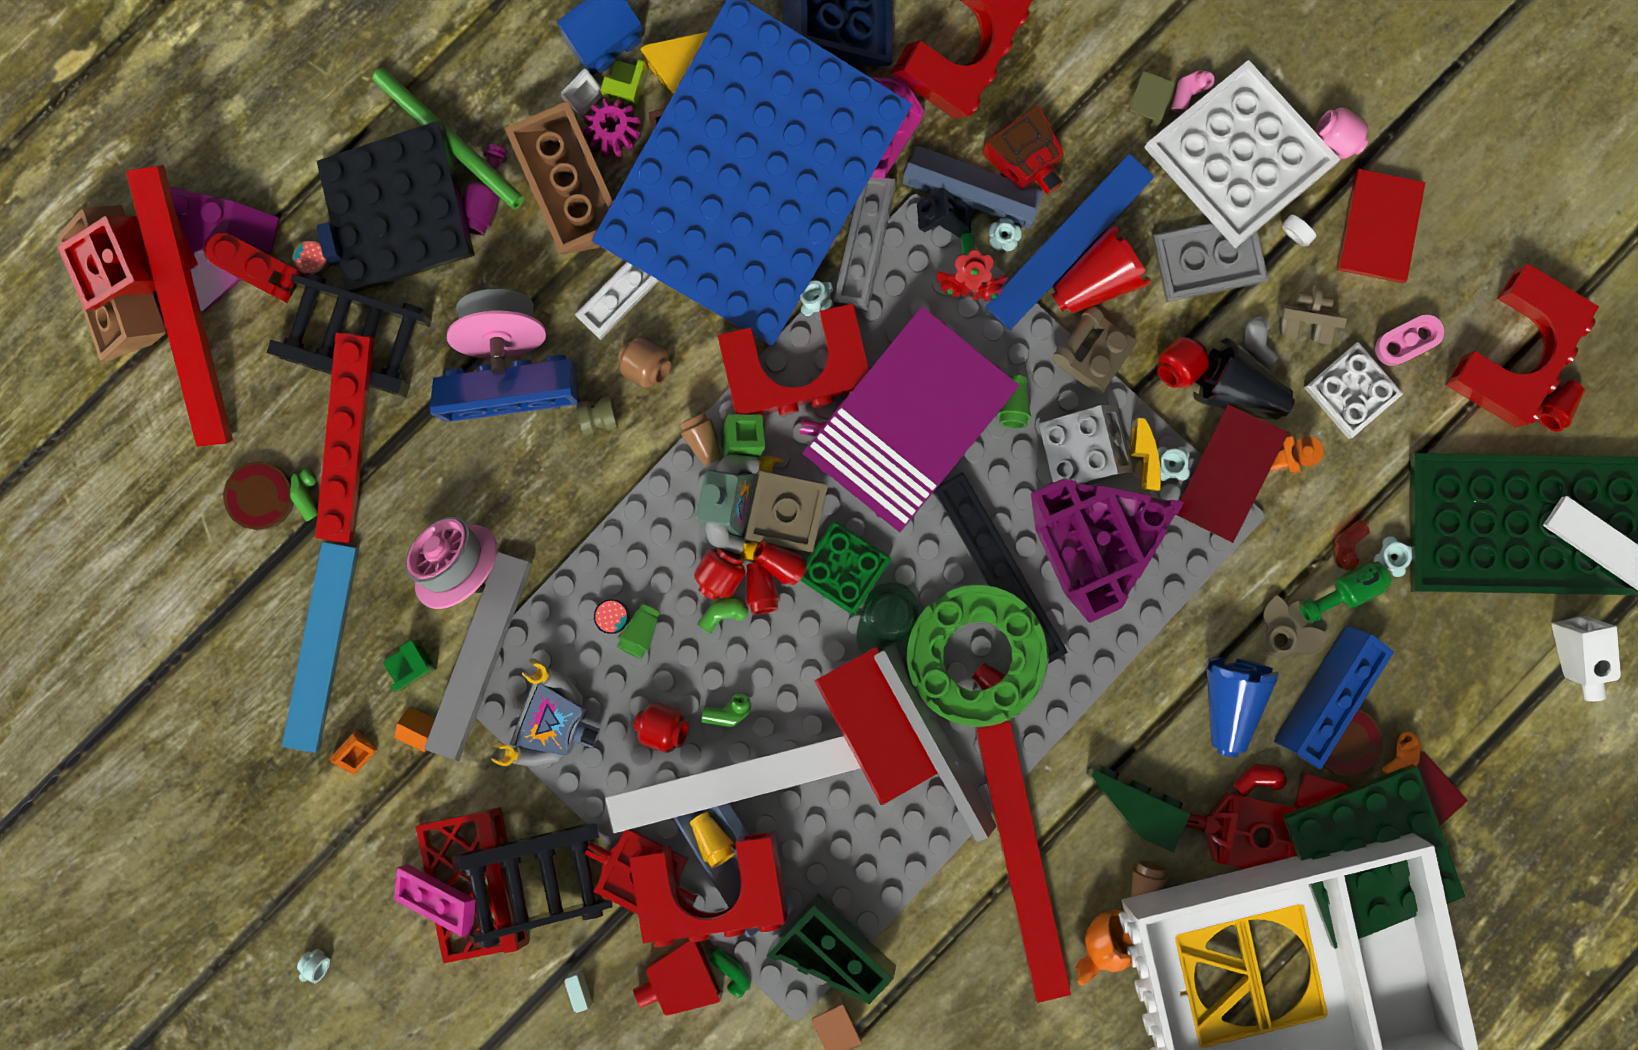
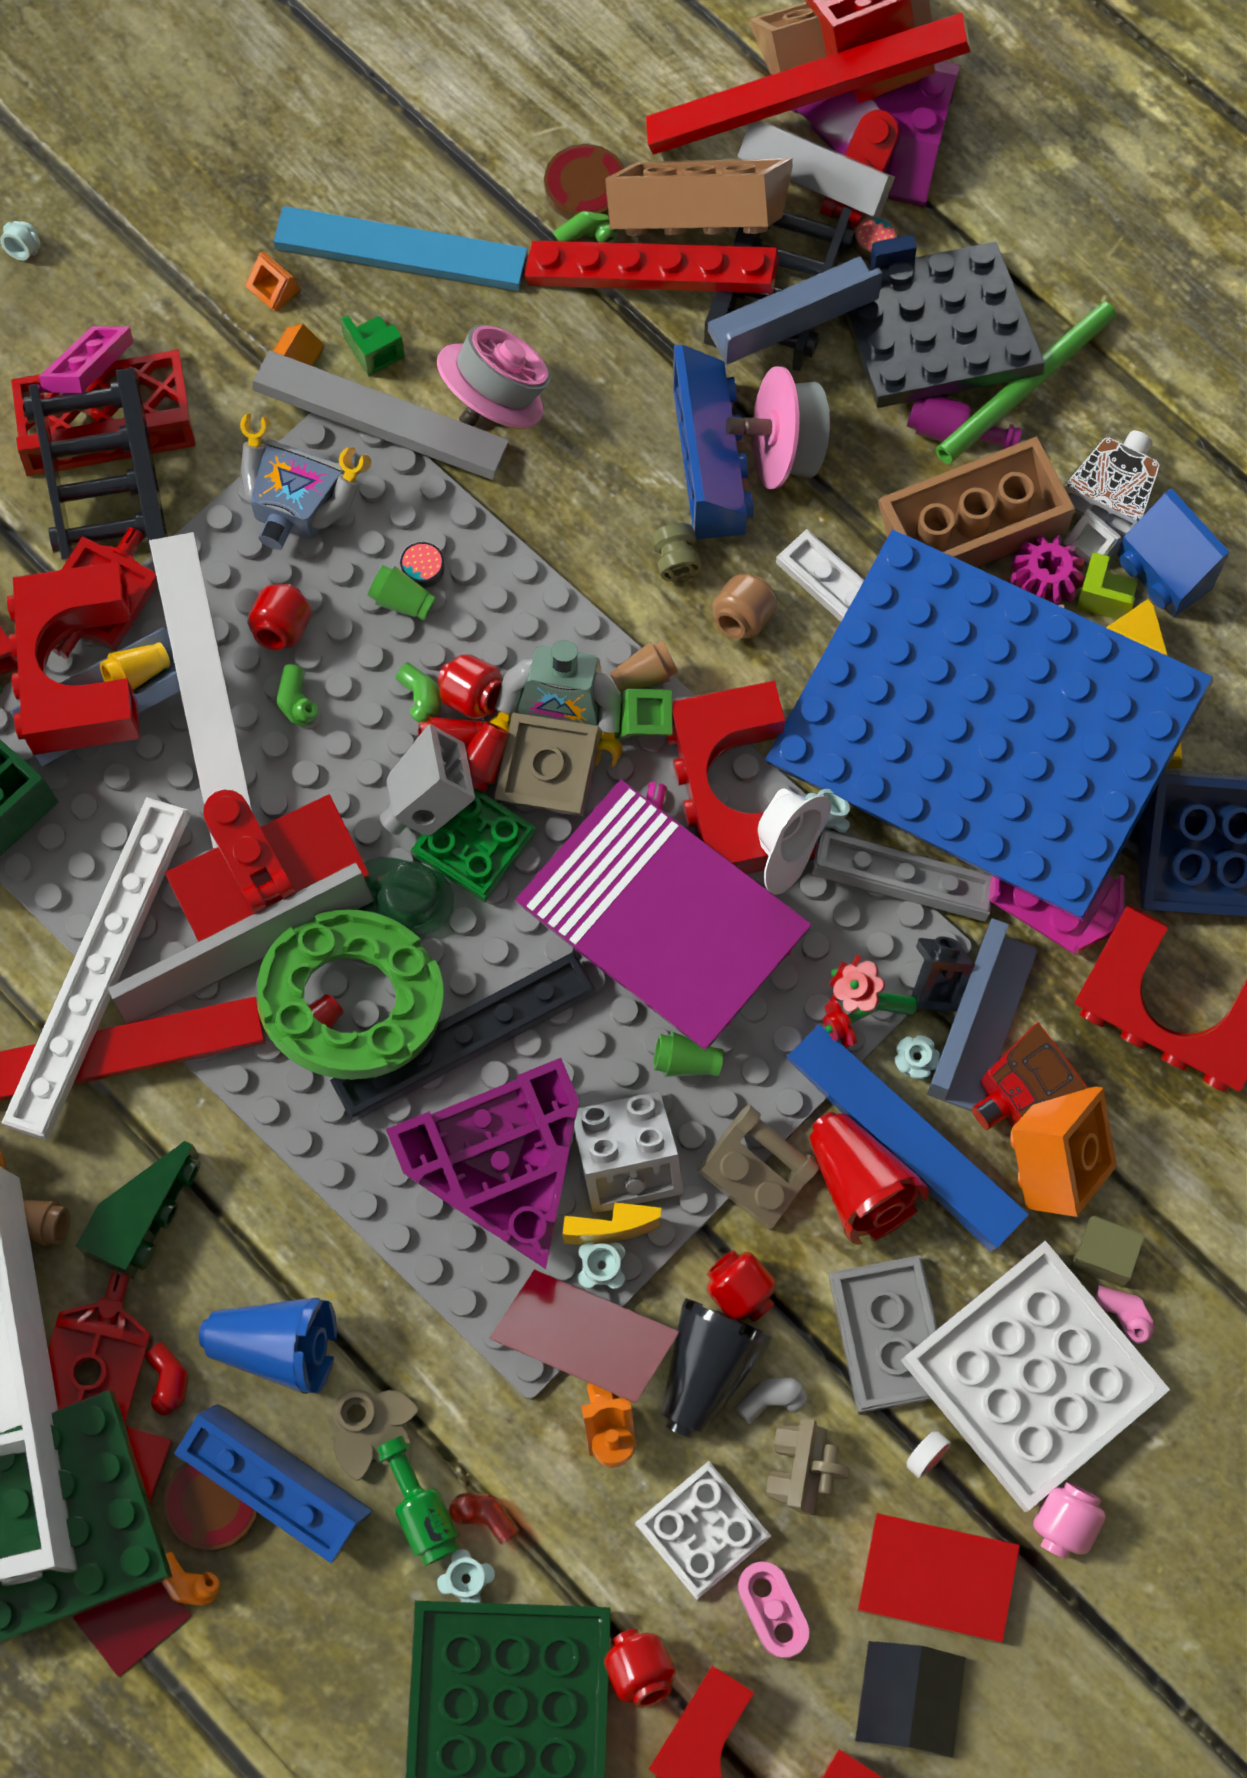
camera: 90 degrees right, 15 degrees down
(252, 302) = (820, 167): none -> light grey tile
(279, 398) = (698, 195): none -> medium nougat slope
(388, 319) = (795, 309): none -> sand blue panel
(535, 70) = (1115, 481): none -> torso
(808, 601) = (428, 784): none -> light grey torso
(850, 324) = (789, 835): none -> white piece
(865, 742) = (245, 848): none -> red plate
(954, 853) = (95, 969): none -> white tile
(1084, 127) = (1064, 1151): none -> orange slope
(1454, 432) = (640, 1668): none -> red head
(1465, 247) = (910, 1698): none -> black slope

